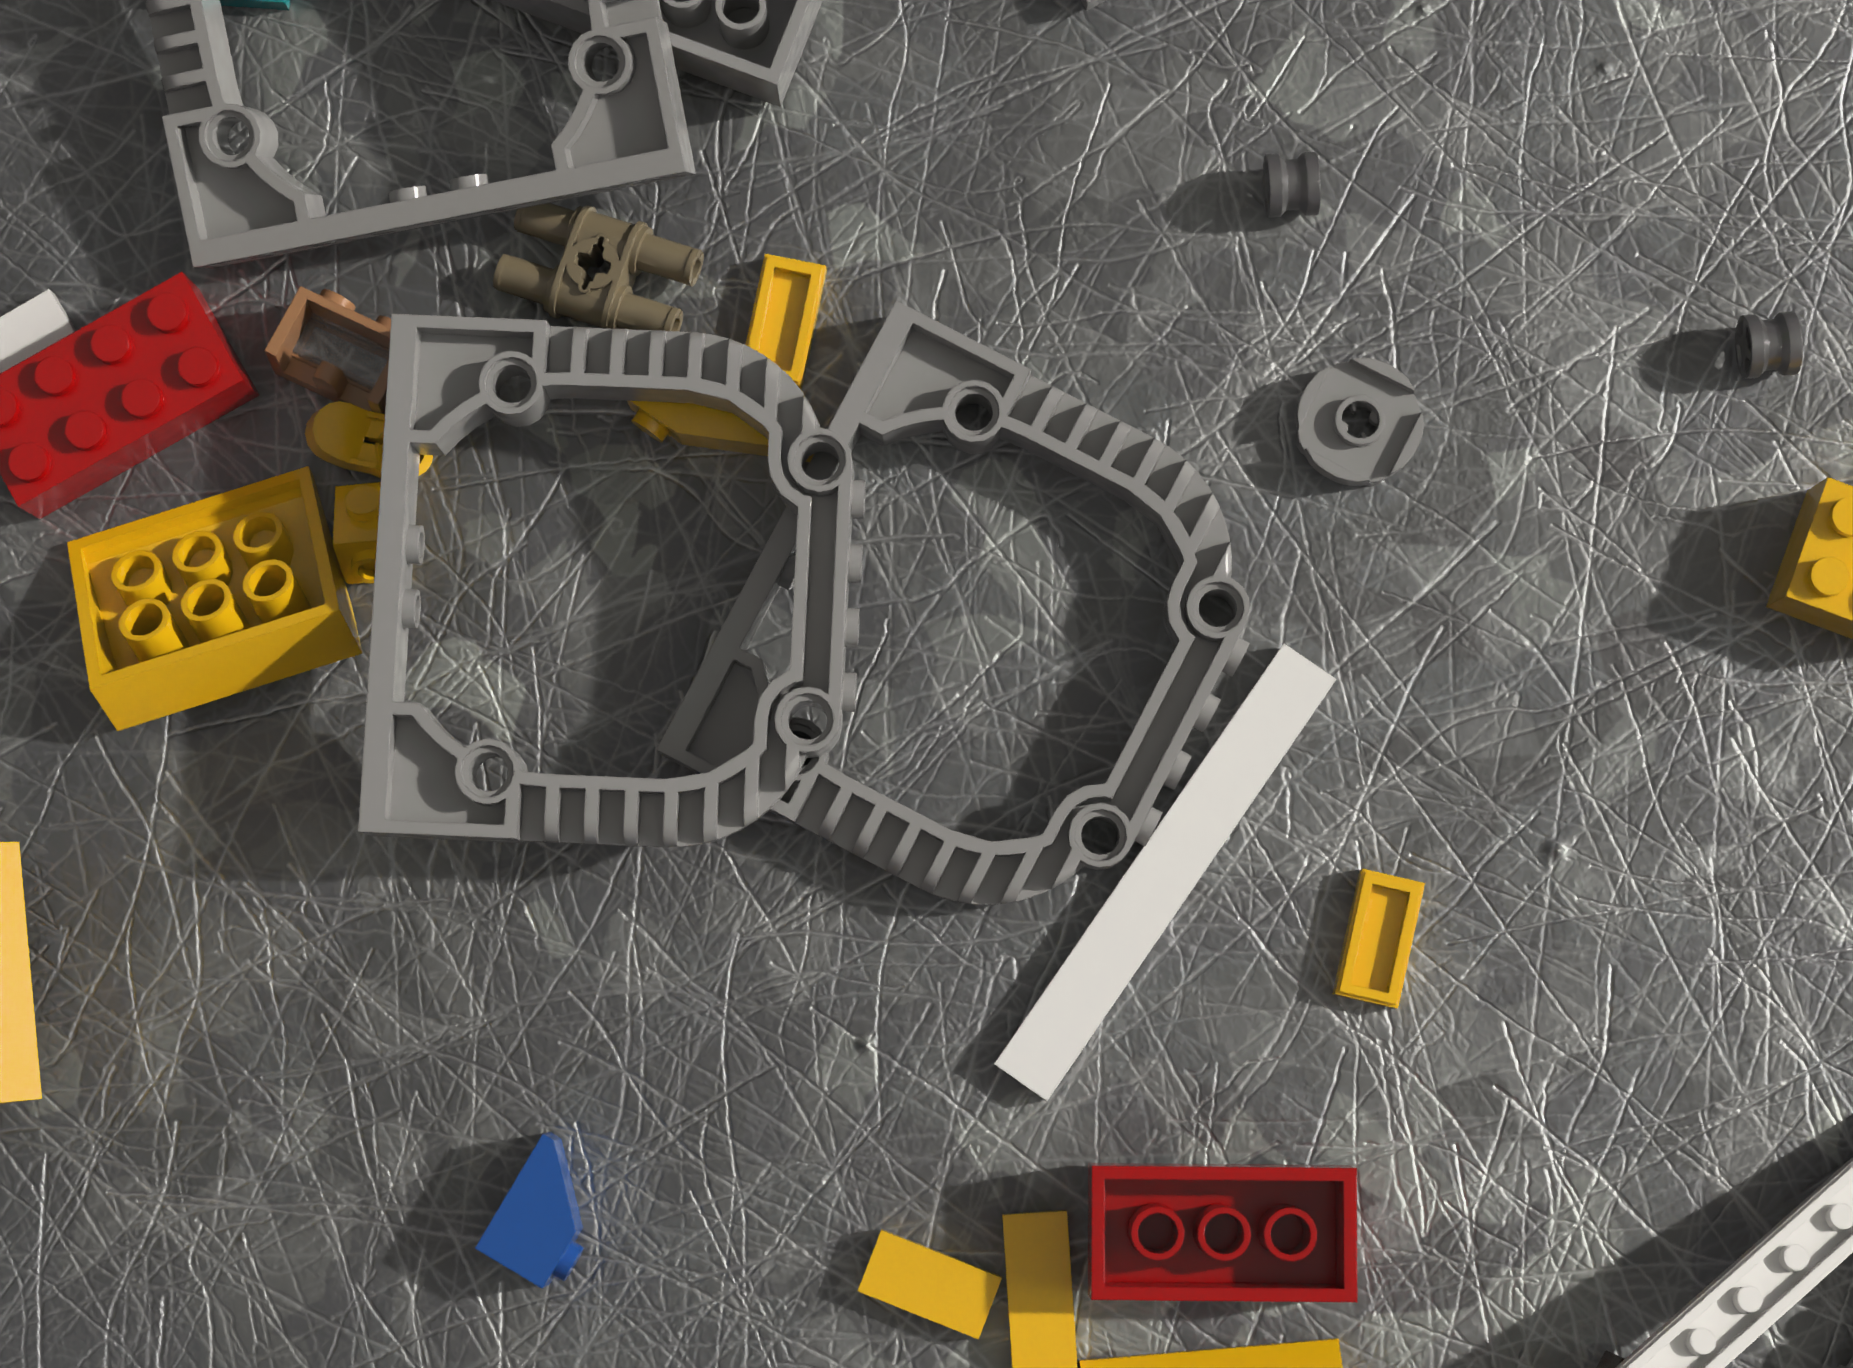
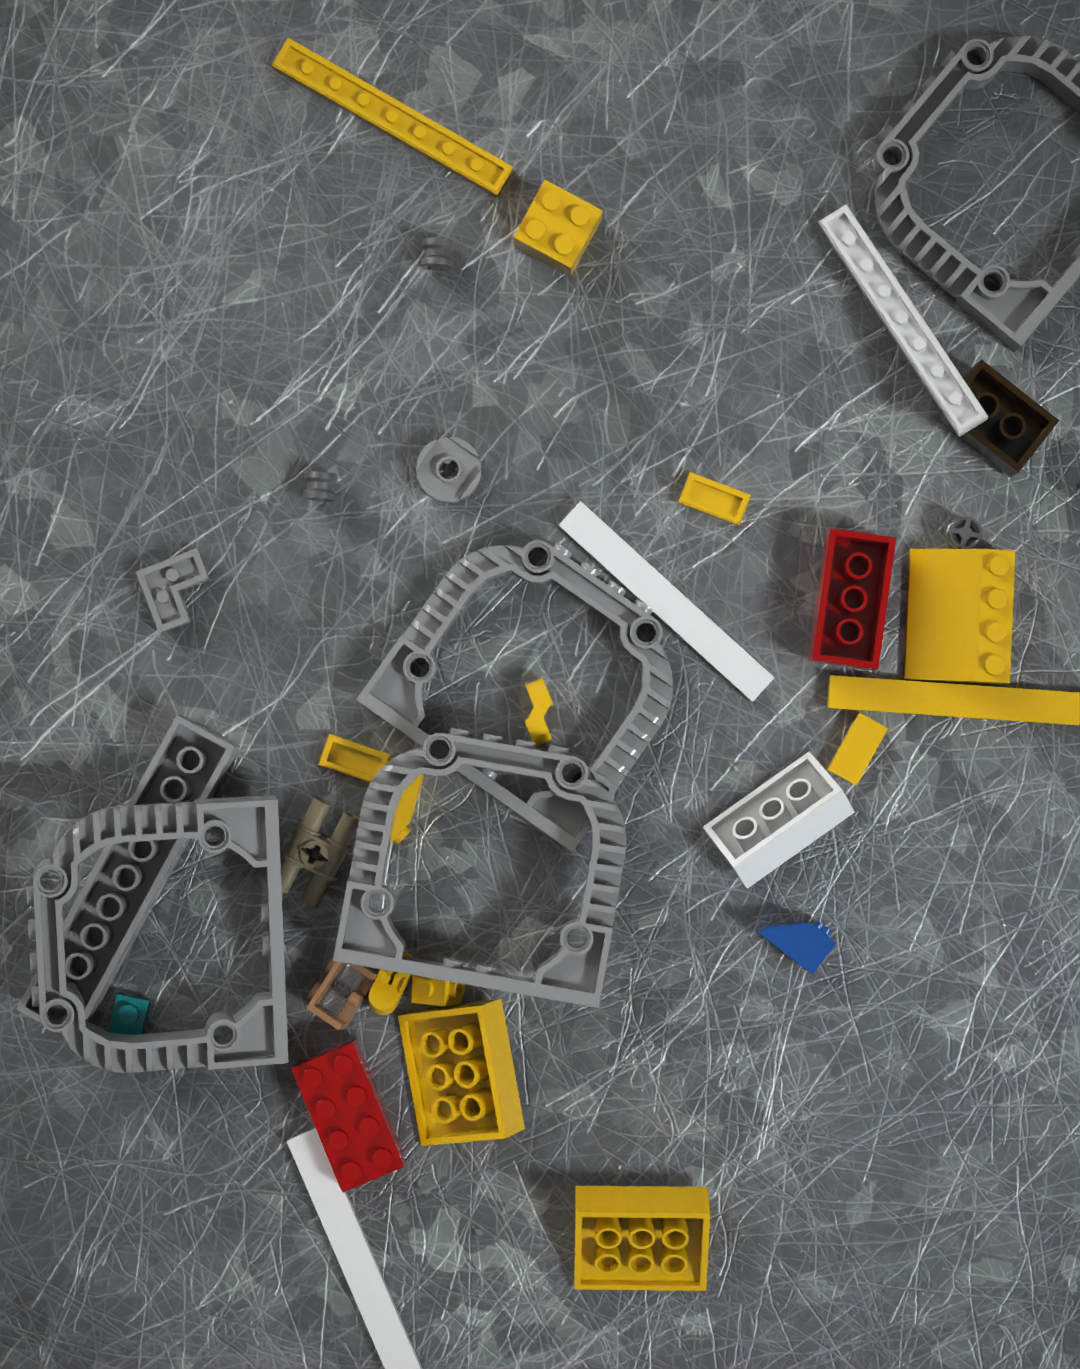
camera: 85 degrees left, 5 degrees up
(770, 1145) = (779, 819): none -> white slope
(900, 649) = (541, 701): none -> yellow piece

